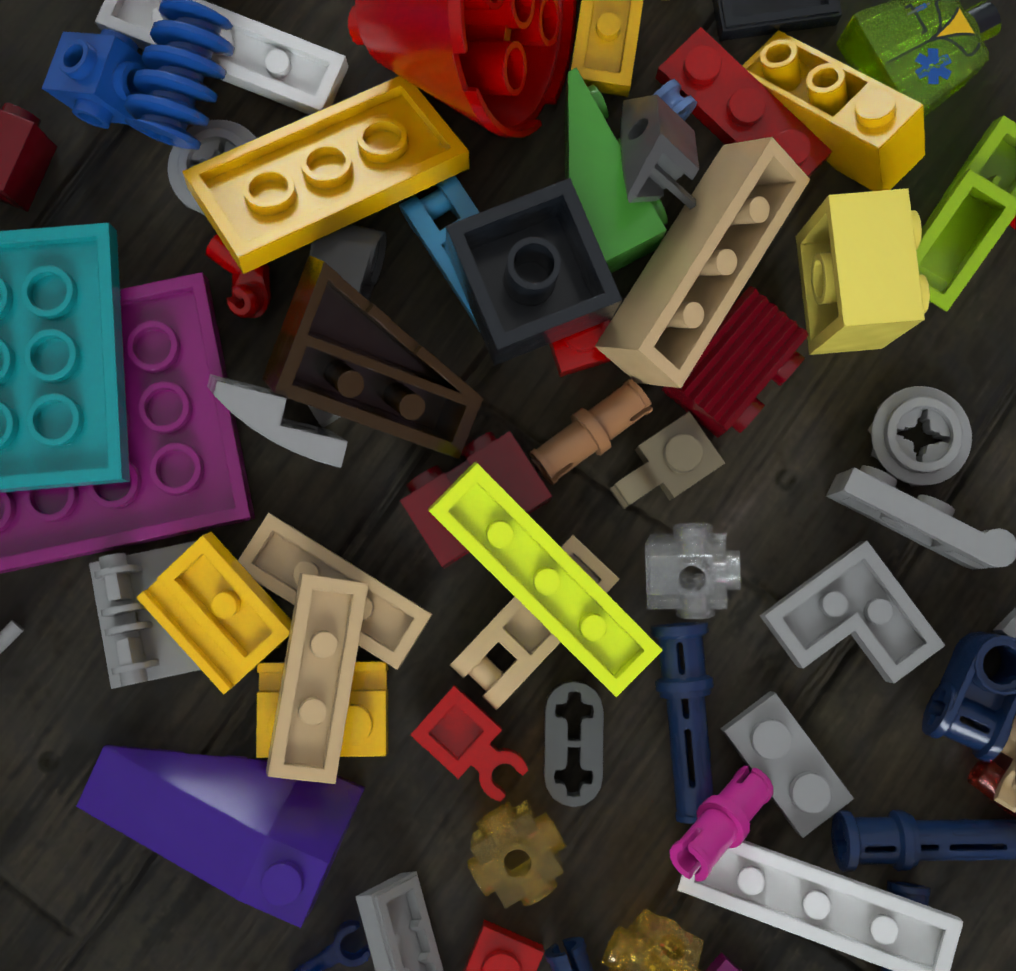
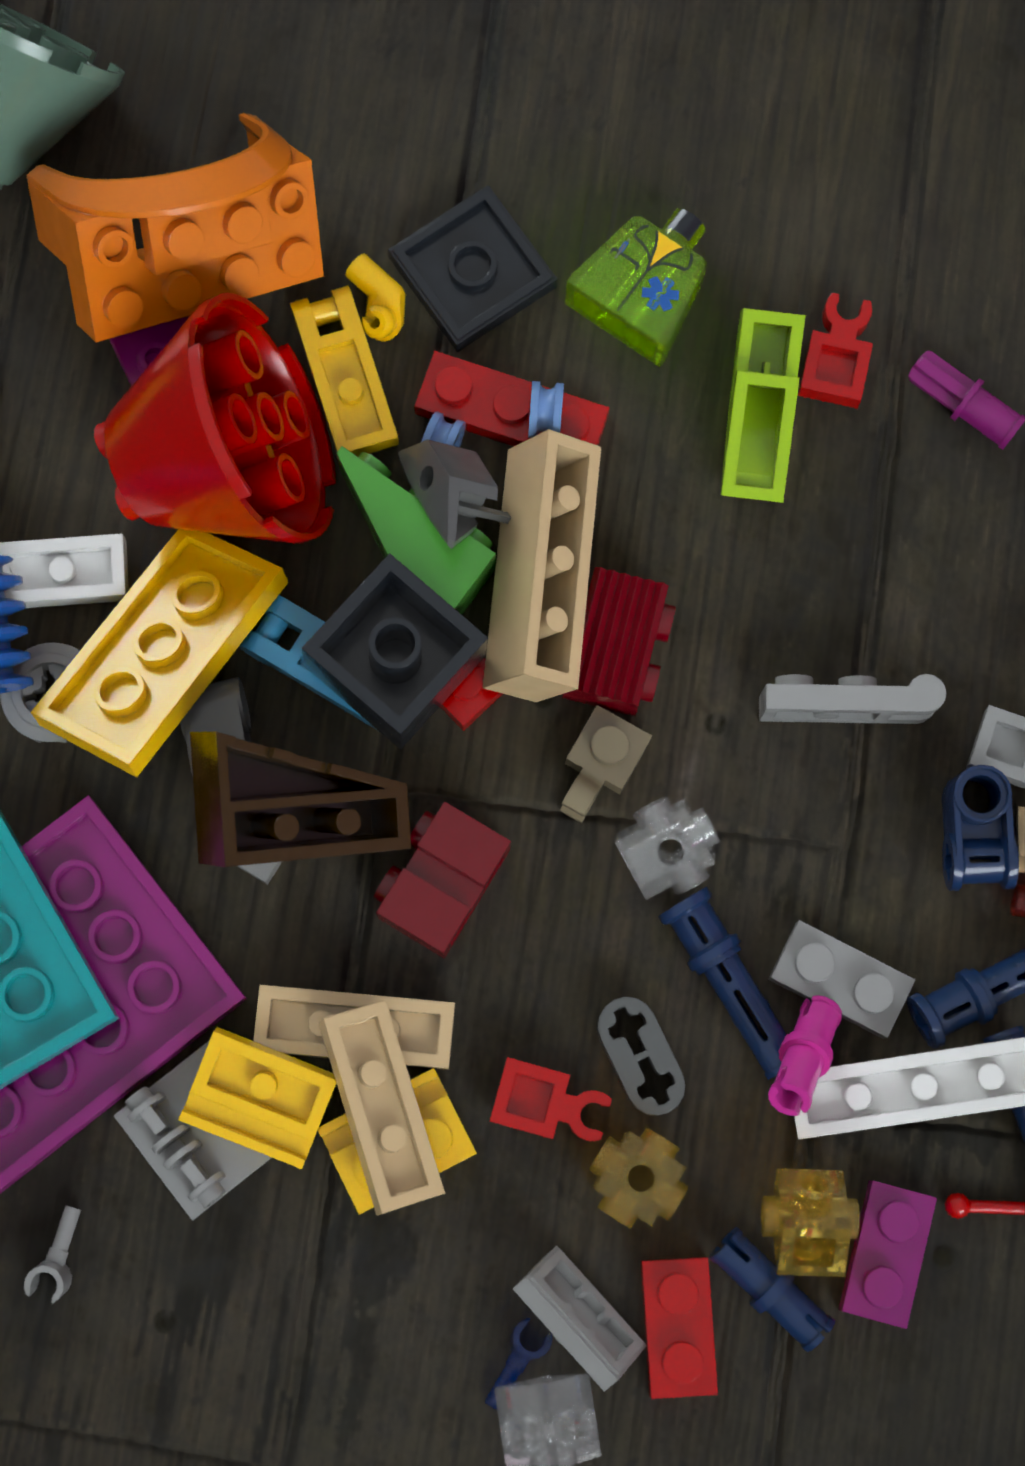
camera: 25 degrees left, 5 degrees down
(227, 821) = (362, 1281): dark purple wedge -> none
(250, 290) = (139, 795): red arm -> none
(263, 412) = (224, 893): light grey slope -> none
(521, 636) = (552, 961): tan plate -> none
(544, 579) = (541, 917): neon yellow plate -> none
(591, 431) = (517, 767): medium nougat pin -> none
(777, 118) = (545, 408): none -> medium blue bush
(859, 599) = (832, 799): light grey plate -> none
(861, 271) = (686, 509): light yellow brick -> none
(865, 123) = (629, 372): yellow slope -> none
(940, 417) = (827, 601): light grey gear -> none

